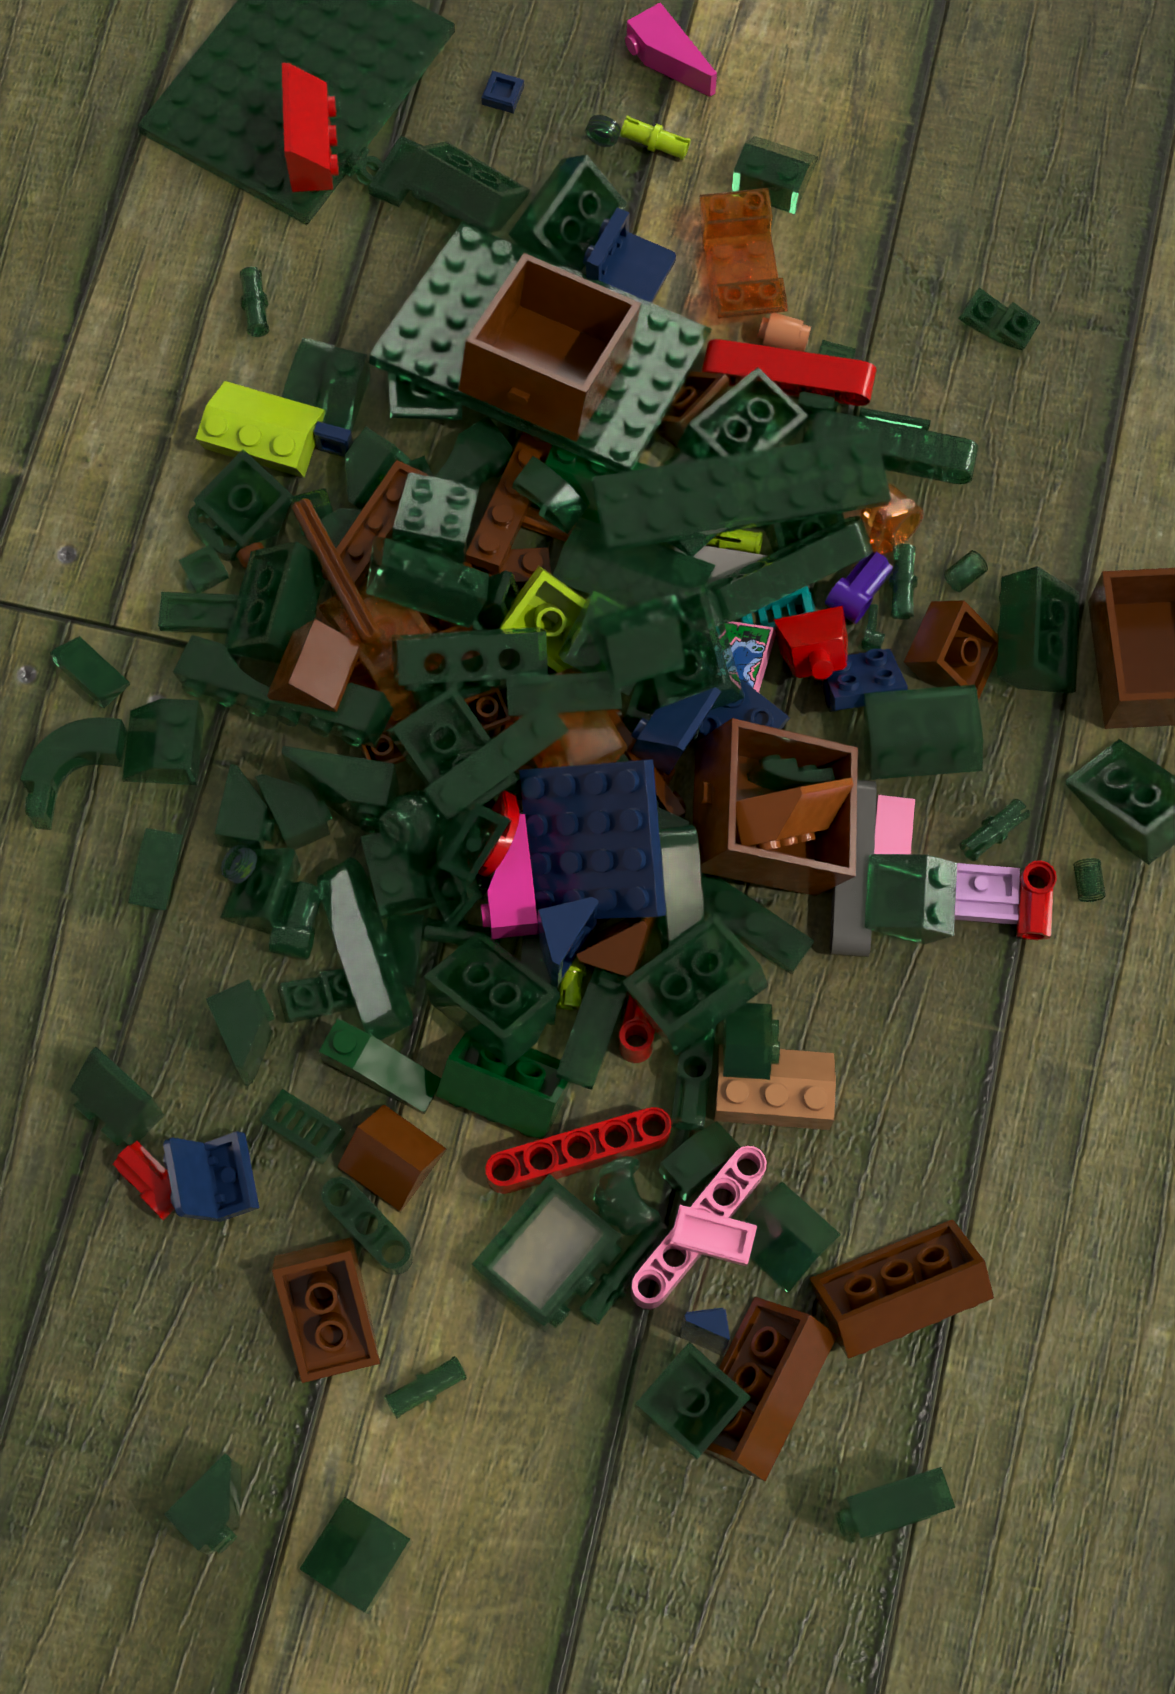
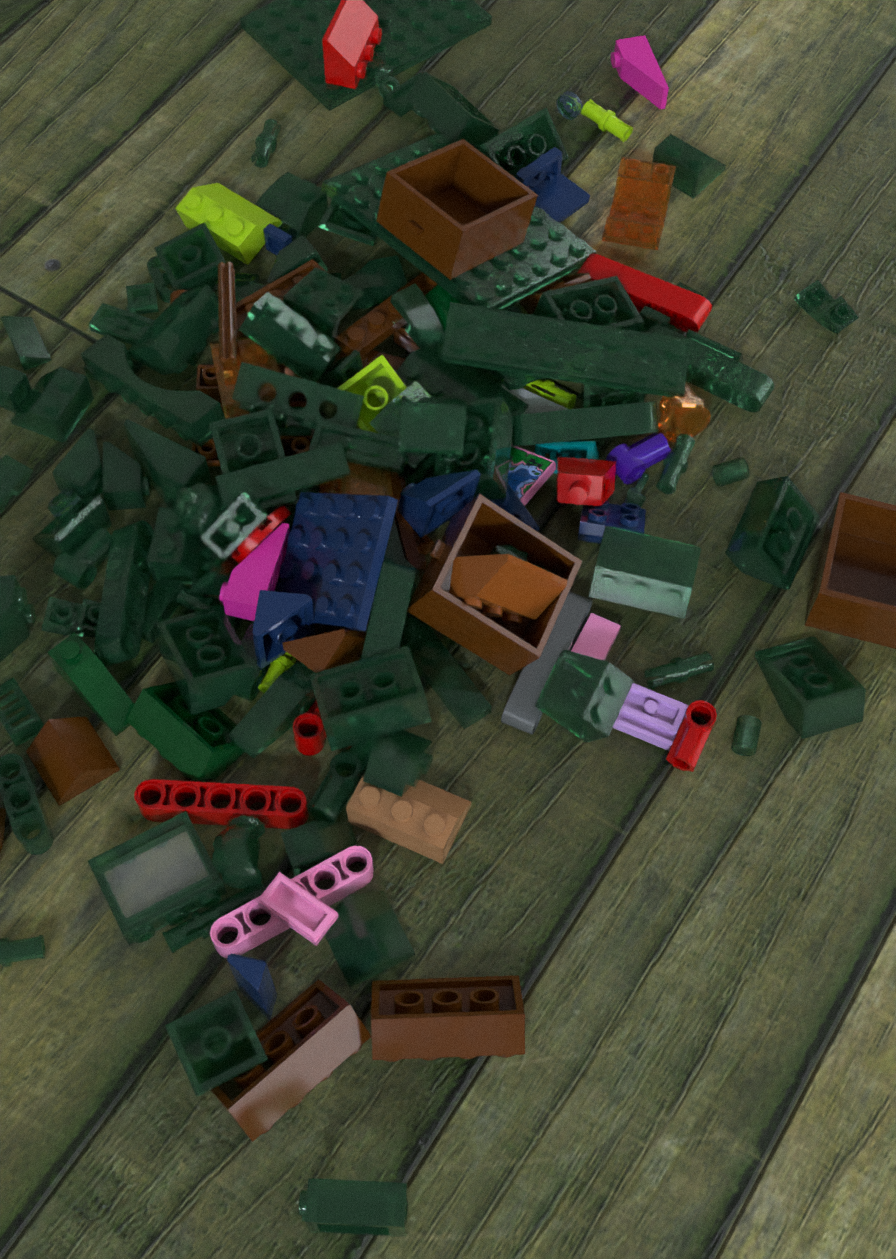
camera: 20 degrees right, 10 degrees down
(315, 667) = (178, 371): reddish brown slope -> none
(502, 92) = (508, 66): dark blue tile -> none
(784, 332) = (652, 265): nougat brick -> none
(953, 647) = (699, 519): reddish brown slope -> none

